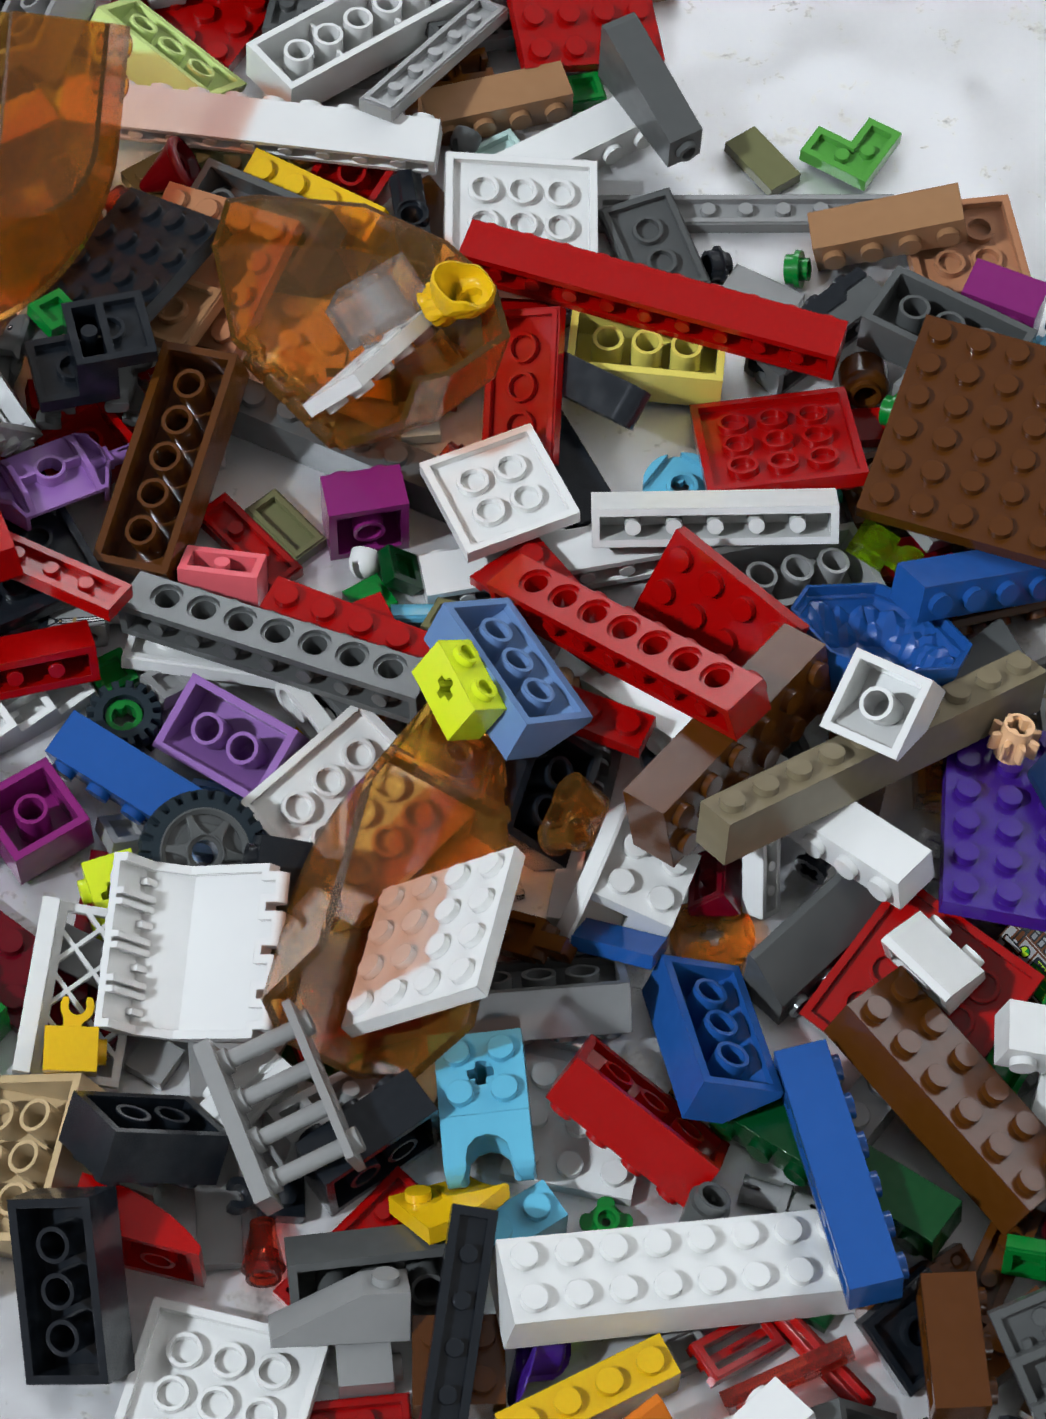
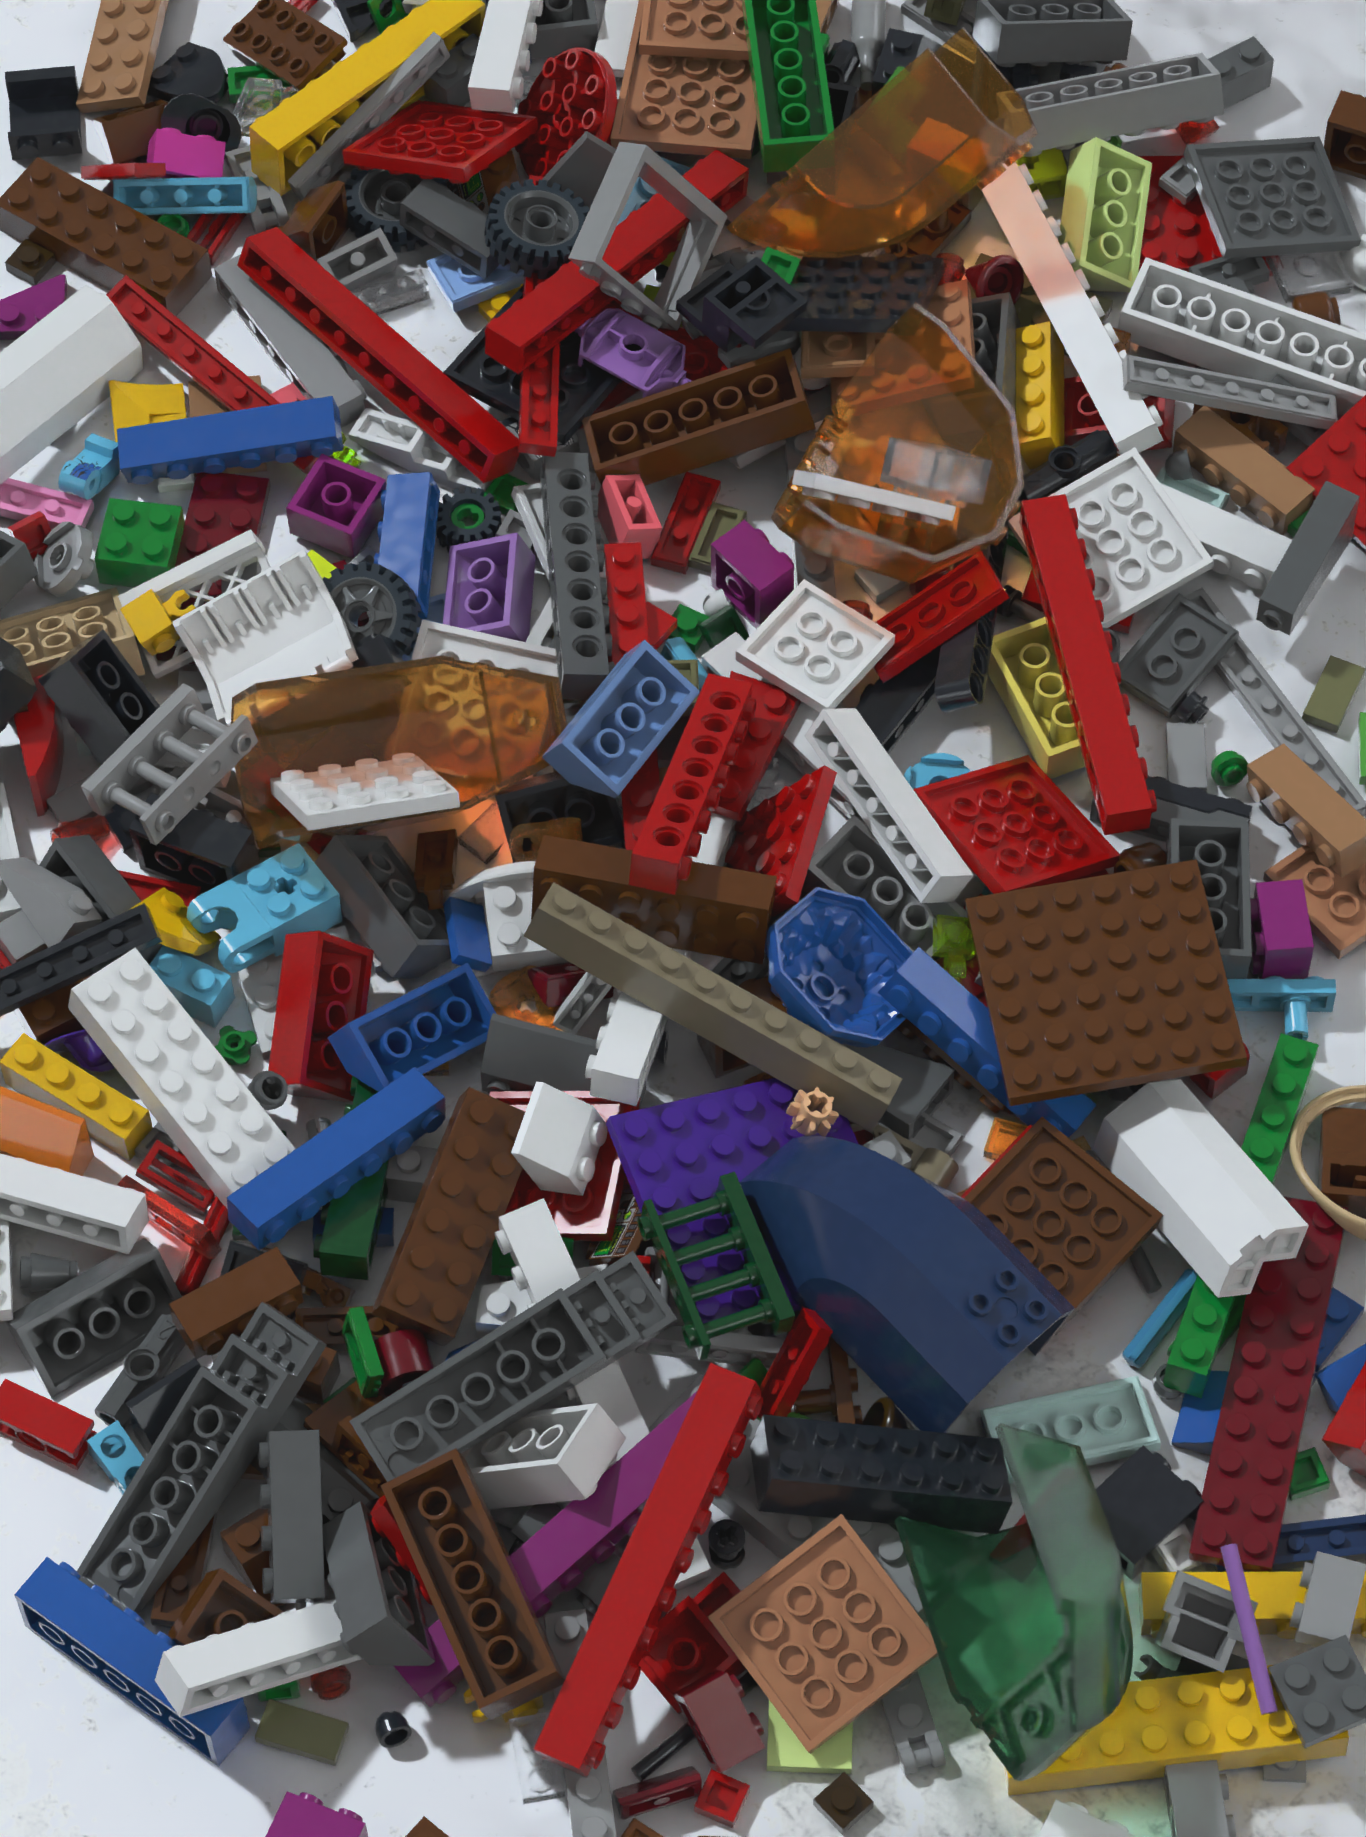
camera: 65 degrees right, 0 degrees up
(456, 293) = (961, 509): yellow hair -> none
(459, 689) = (573, 689): neon yellow brick -> none
(882, 705) = (735, 974): white slope -> none

